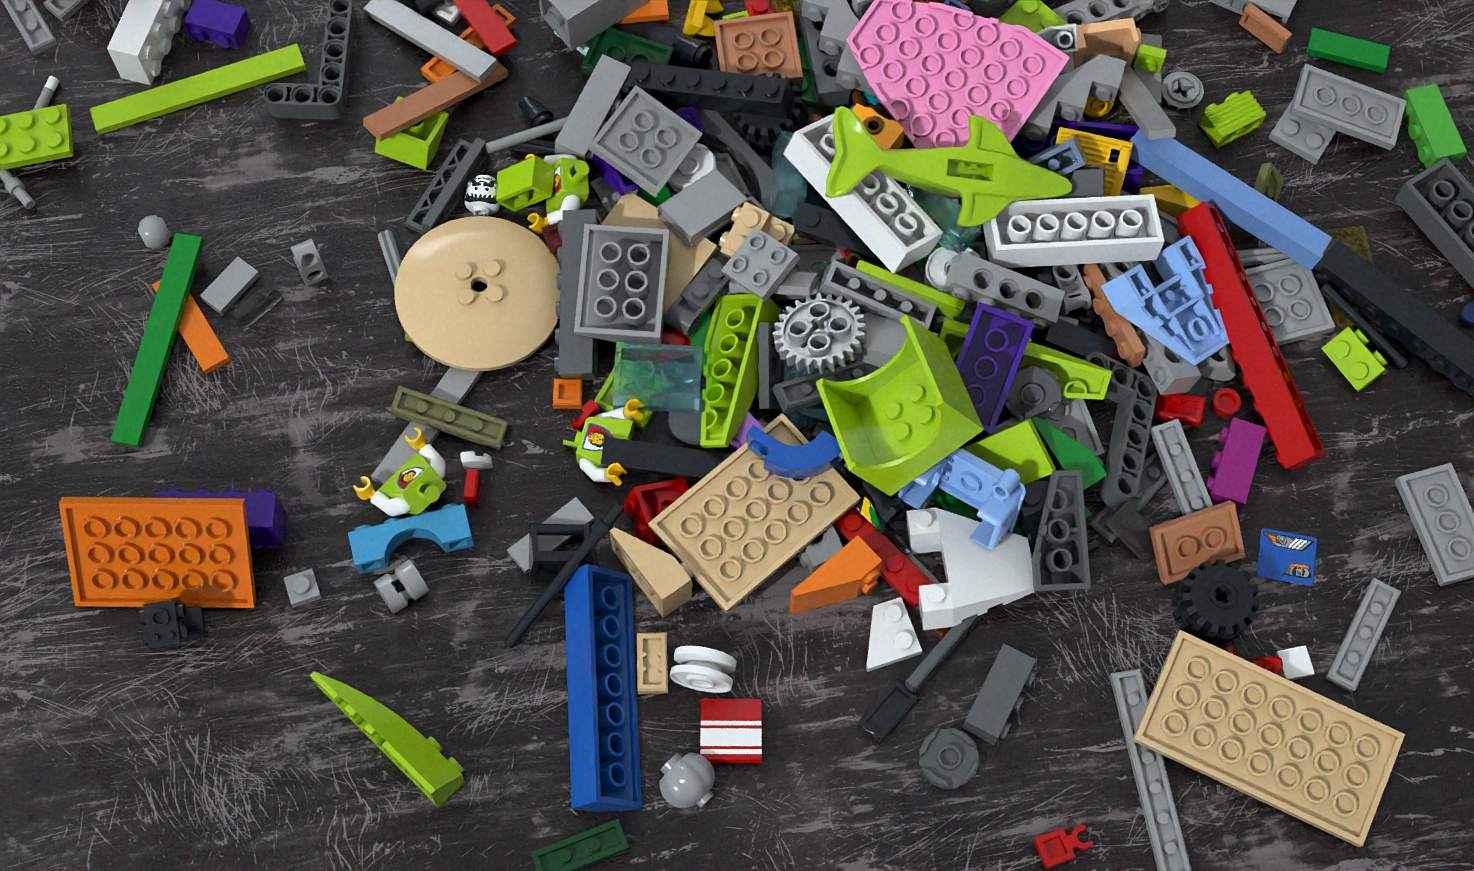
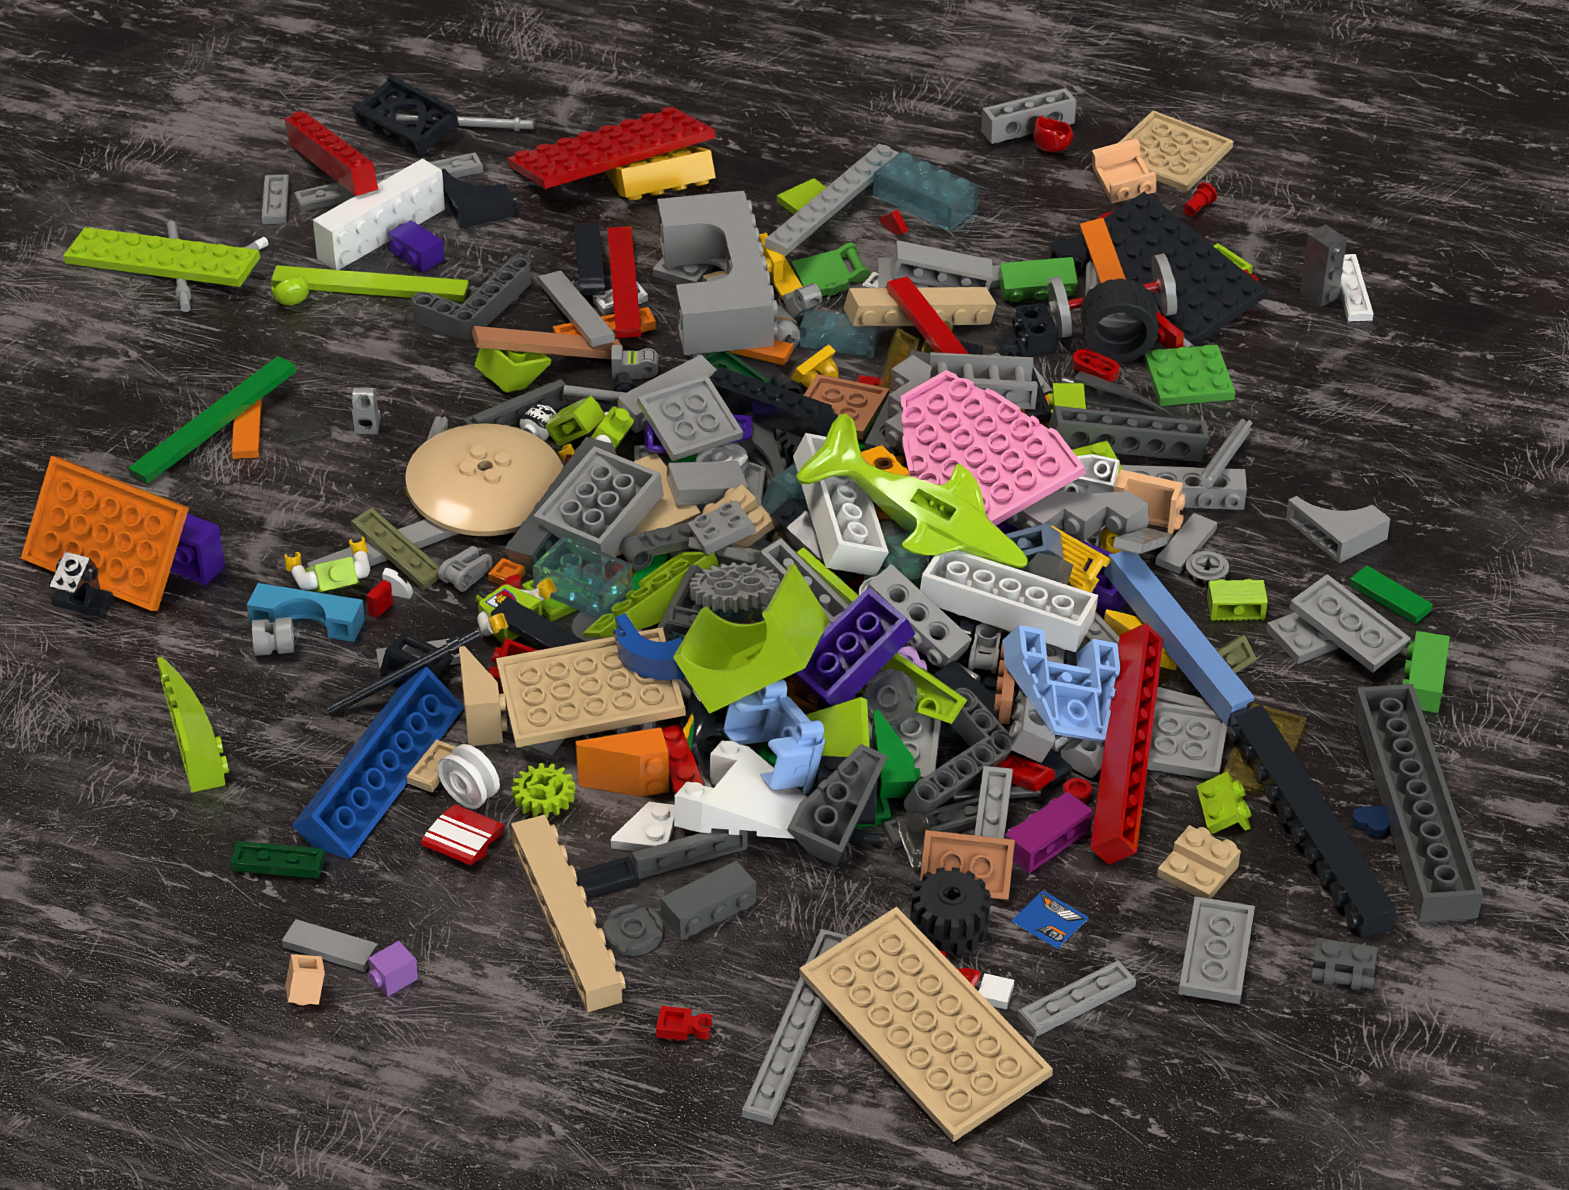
camera: 30 degrees right, 25 degrees down
(128, 137) = (291, 291): none -> lime hair
(154, 232) = (262, 352): light grey piece -> none
(230, 285) = (306, 404): light grey tile -> none
(302, 588) = (198, 613): light grey plate -> none
(524, 418) = (465, 568): none -> light grey piece
(526, 79) = (634, 362): none -> light grey leg
(687, 780) = (400, 849): light grey plant -> none
(782, 649) = (543, 790): none -> lime gear
(884, 774) = (567, 914): none -> tan brick
(1150, 58) = (1188, 528): lime plate -> none
(1265, 28) = (1318, 549): nougat tile -> none
(1355, 317) = (1248, 782): black bar -> none
(1375, 434) = (1200, 862): none -> tan plate

